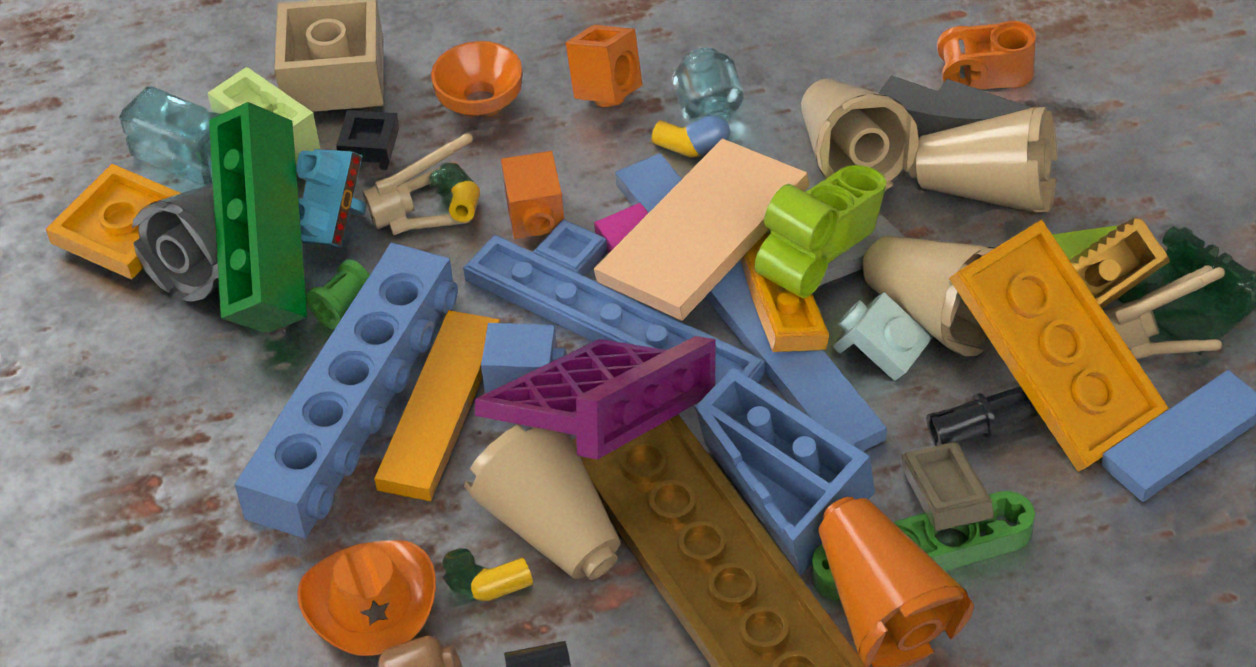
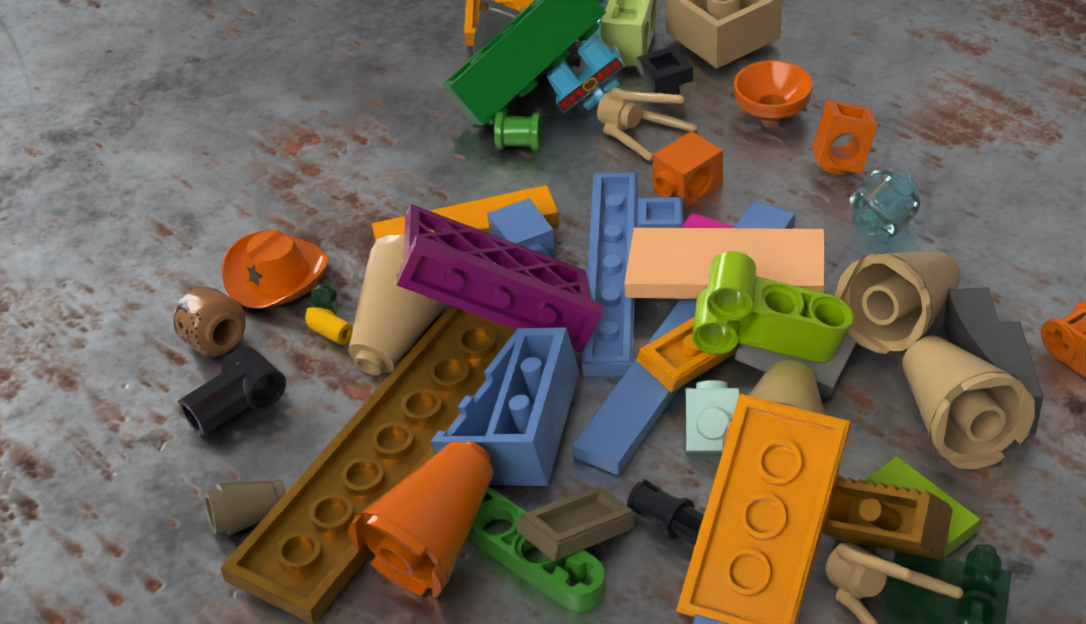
camera: 60 degrees right, 5 degrees down
(346, 391) = (438, 172): medium blue brick -> none
(465, 191) = (670, 129): arm -> none
(692, 139) = (837, 226): arm -> none

